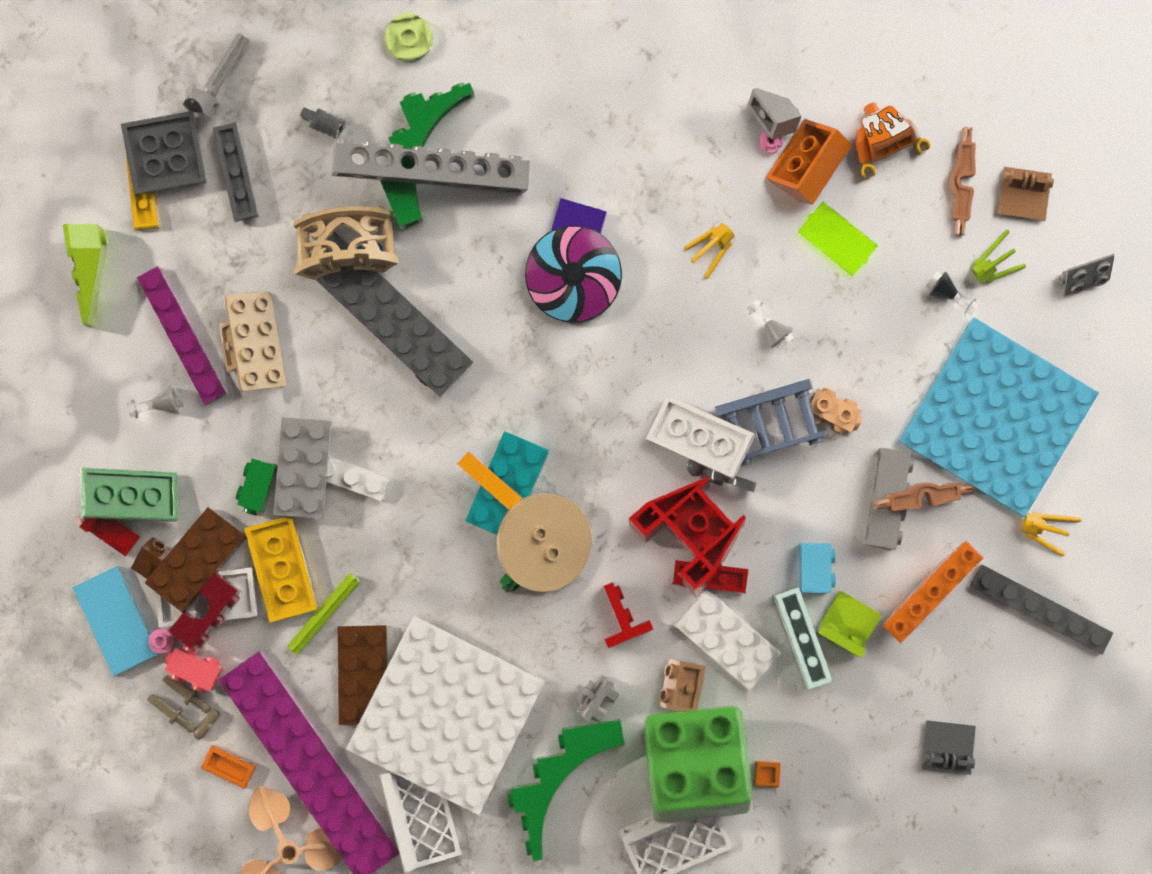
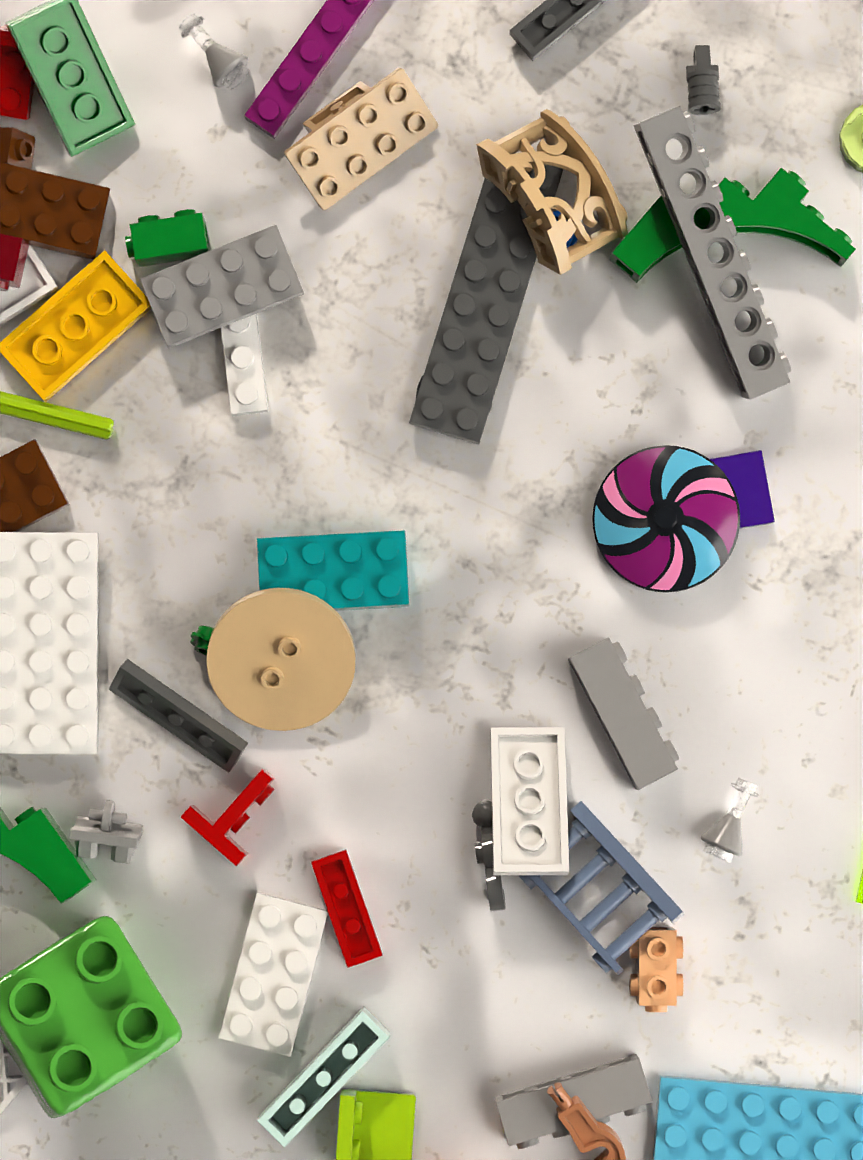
camera: 65 degrees right, 0 degrees up
(489, 480) = (326, 543): light orange sticker -> none
(546, 621) = (178, 715): none -> dark grey plate
(675, 356) = (623, 713): none -> light grey brick
(682, 685) = (179, 943): medium nougat bracket -> none
(696, 525) = (405, 854): red wedge -> none
(719, 237) = (817, 692): yellow plant -> none
(767, 774) = (117, 1117): orange tile -> none
(815, 568) = (429, 1047): medium azure brick -> none

